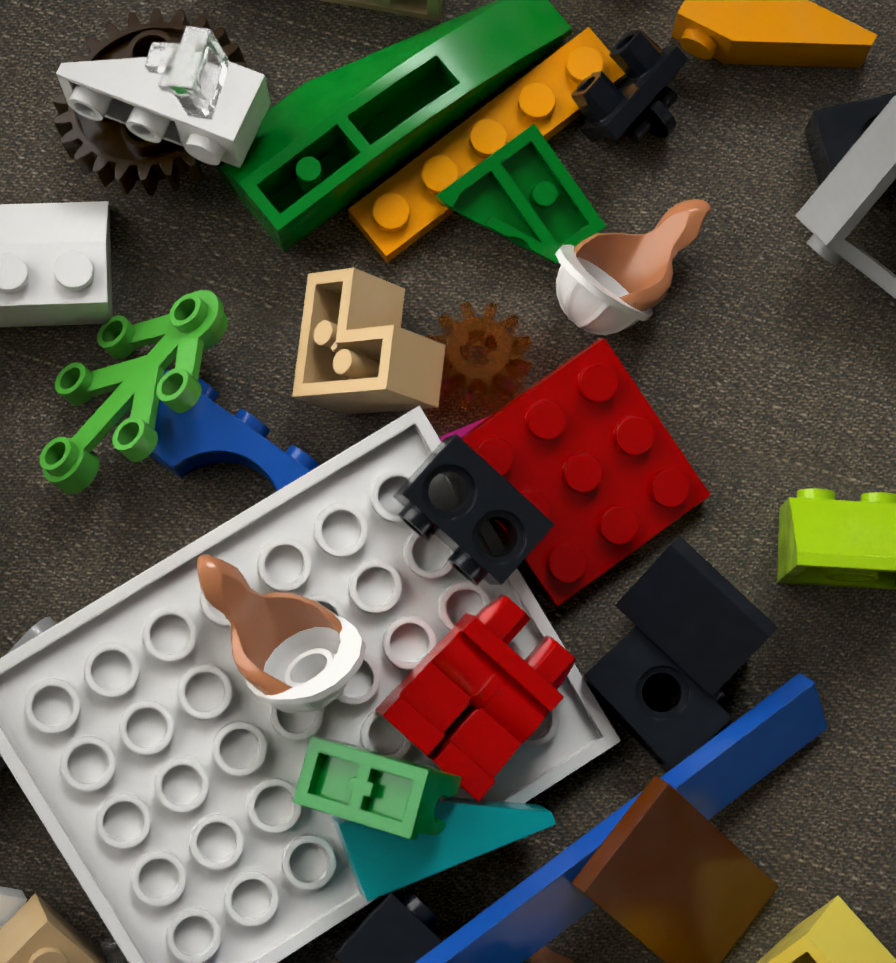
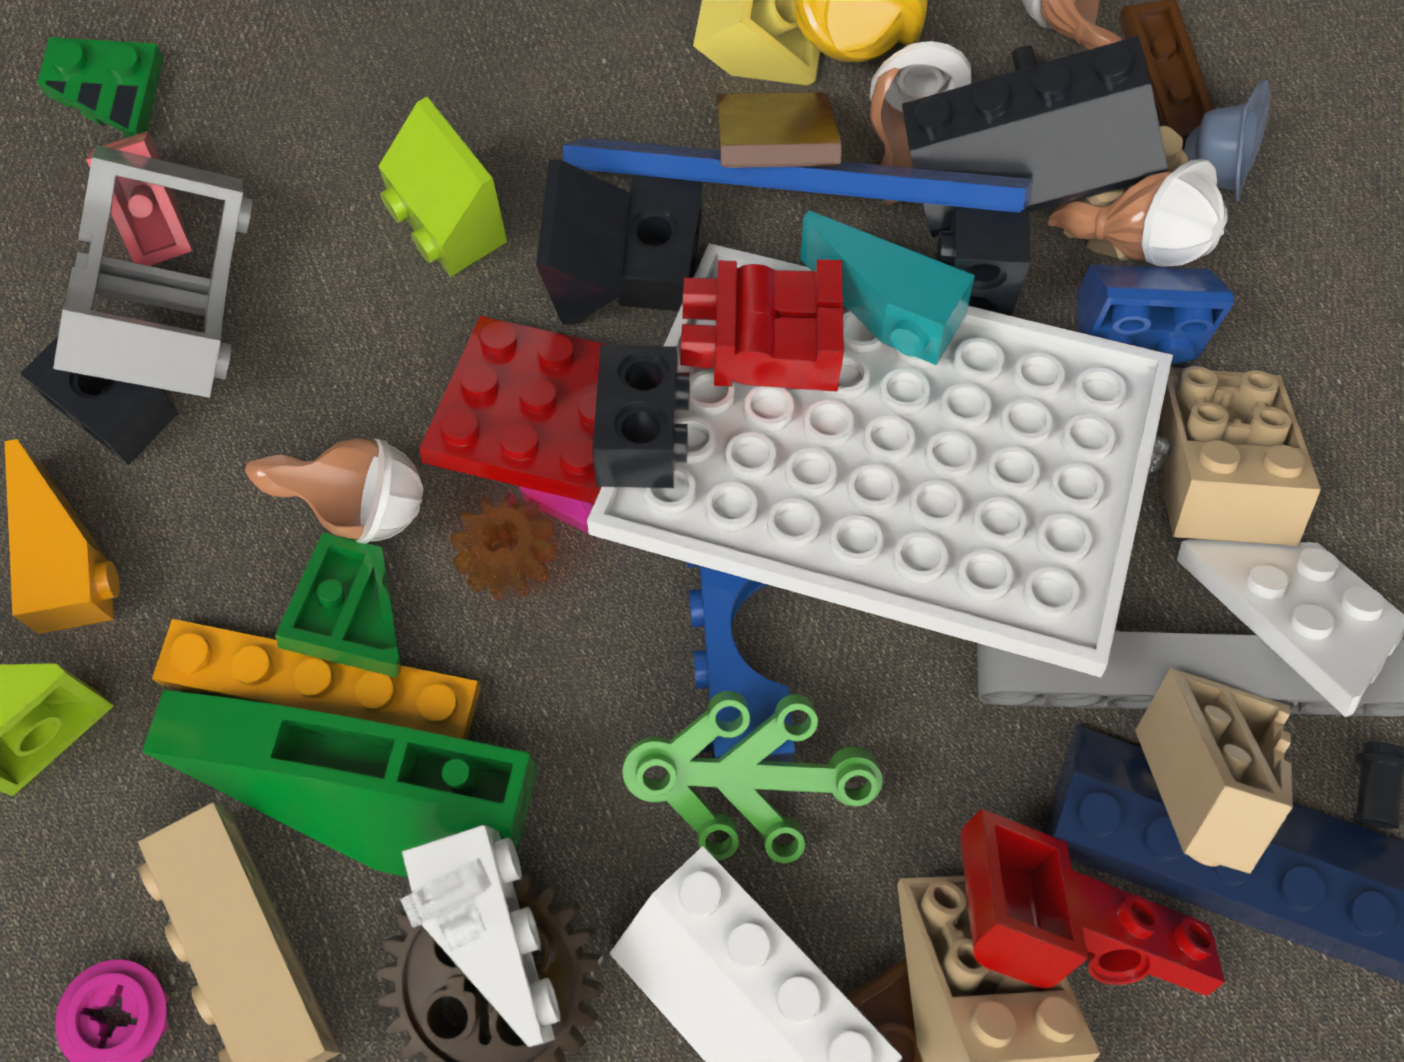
camera: 130 degrees left, 10 degrees down
(282, 642) = (854, 444): piece -> none
(357, 353) = (584, 627): tan brick -> none
(373, 788) = (897, 318): hinge -> none
(640, 100) = (190, 591): black hips -> none

